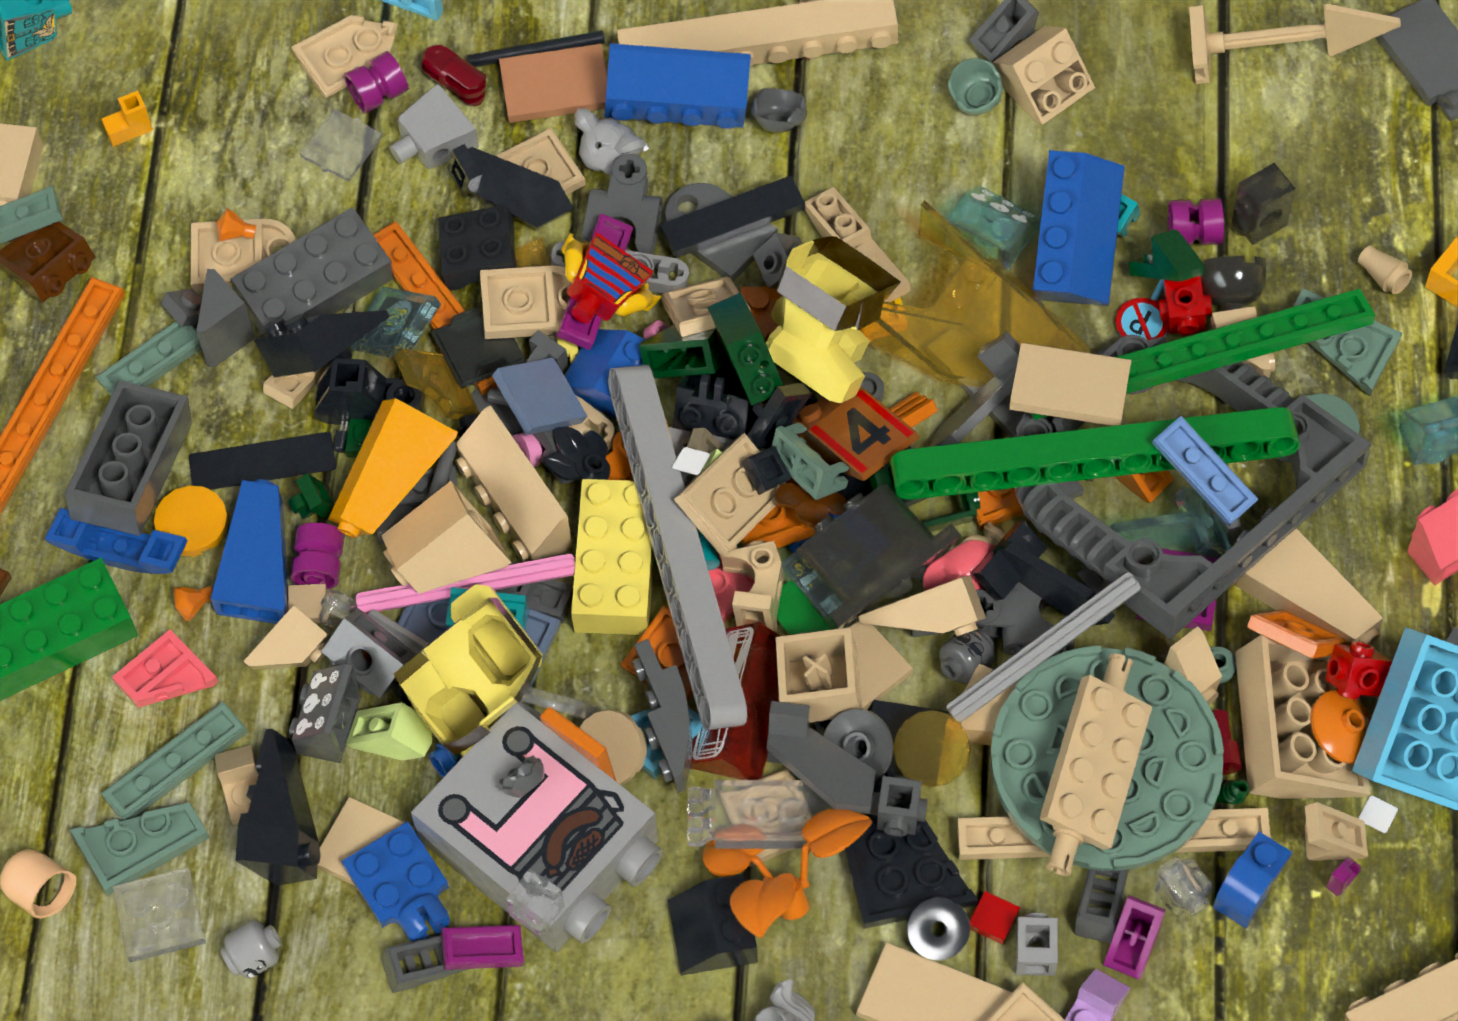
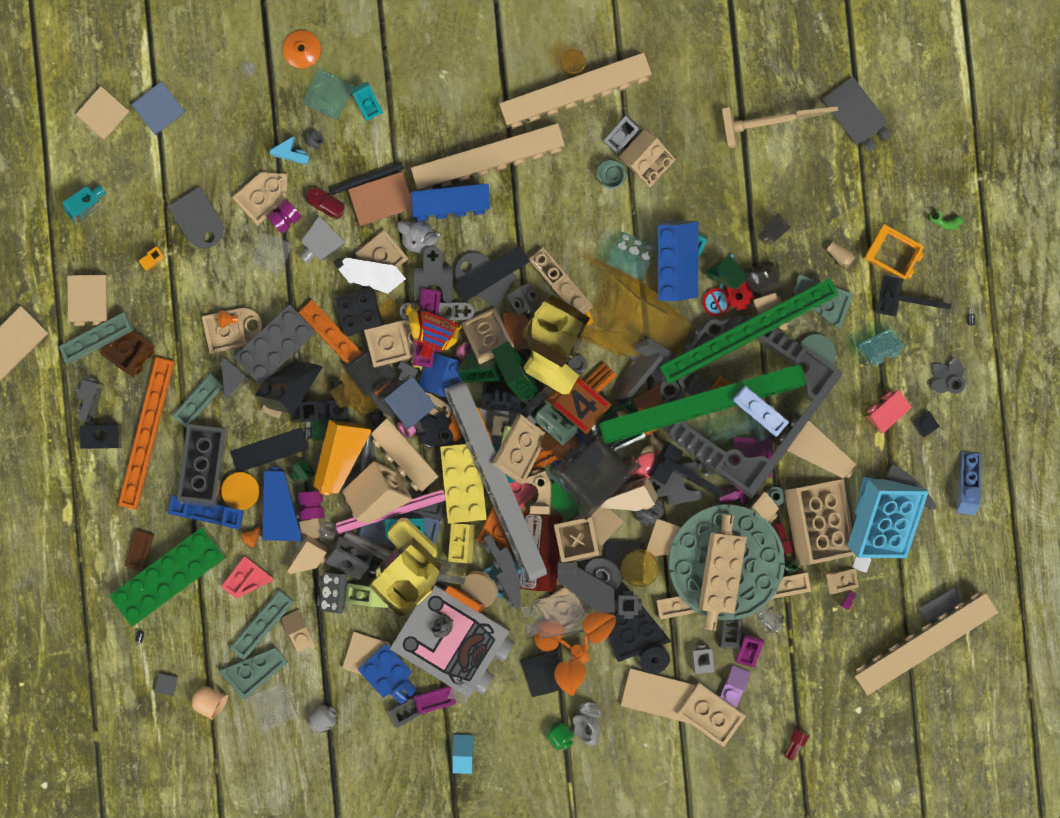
camera: 10 degrees left, 25 degrees up
(183, 306) = (210, 369): dark grey plate -> none
(223, 71) = (196, 218): none -> dark grey tile
(278, 831) = (325, 658): black wedge -> none
(407, 321) = (329, 358): clear light blue tile -> none
(591, 661) = (461, 543): none -> light yellow hinge
(691, 461) = (496, 437): white sticker -> none
(766, 470) = (535, 432): black tile -> none
(779, 109) = (506, 202): dark grey hair -> none
(994, 917) = (680, 646): red tile -> none
(1043, 647) = (691, 513): light grey axle -> none
(1070, 384) = (685, 366): tan tile -> none
(1141, 641) = (731, 493): none -> magenta tile
(1207, 216) = (745, 241): magenta wheel -> none
(1251, 879) = (804, 612): blue brick -> none
(1295, 633) = (814, 480): orange tile -> none
(1339, 725) = (835, 522): orange dish -> none
(1357, 670) = (846, 496): red brick -> none

